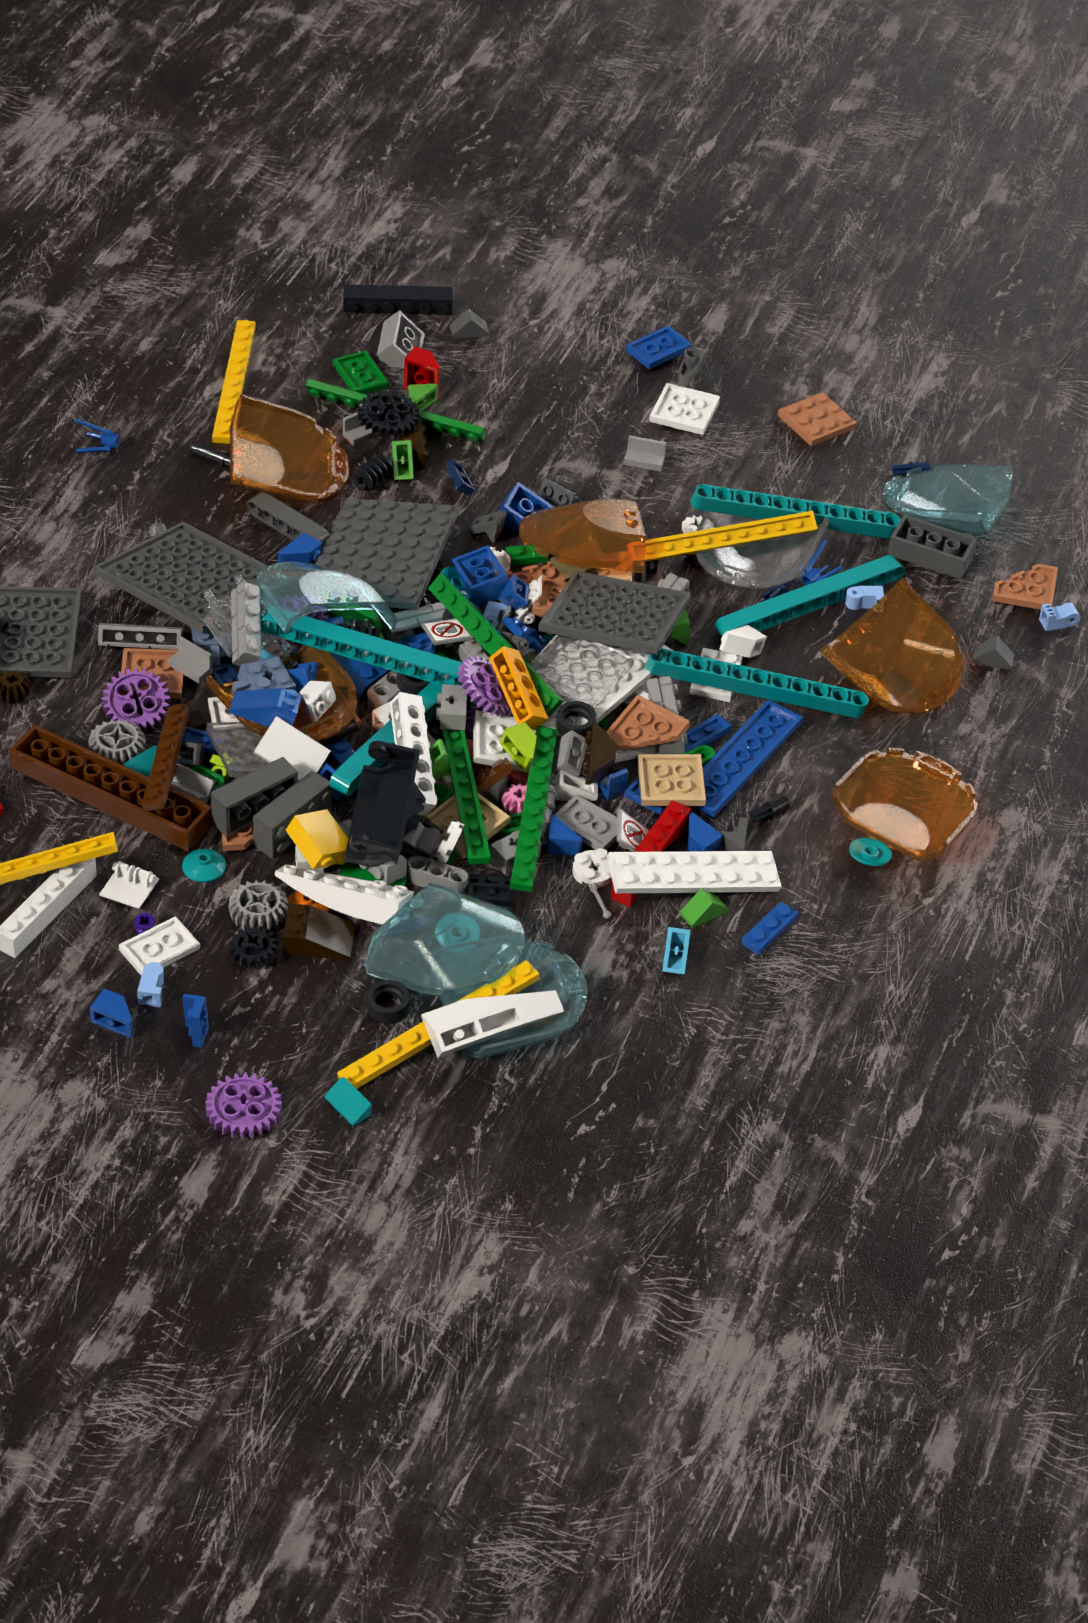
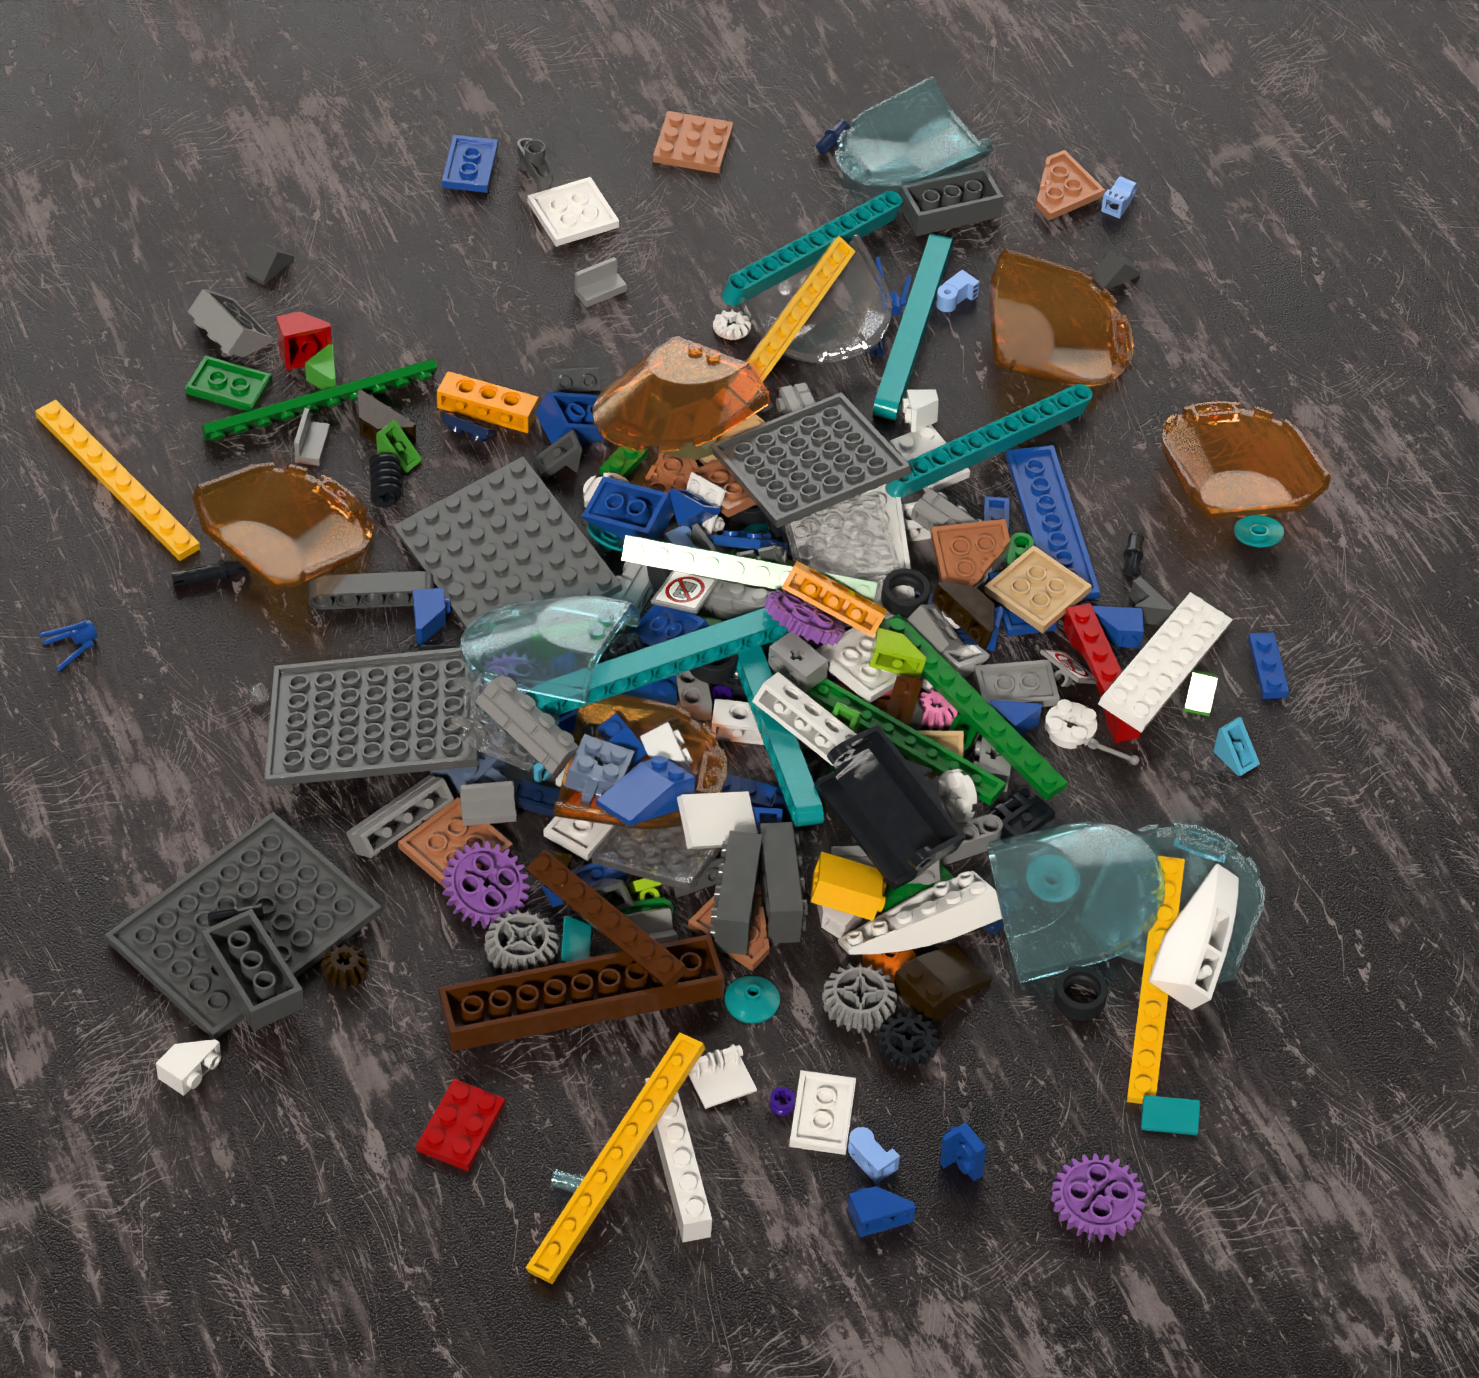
camera: 45 degrees left, 5 degrees up
(388, 413) = (351, 402): black gear -> none
(395, 298) = (165, 279): black brick -> none
(487, 470) = (487, 402): none -> light orange brick

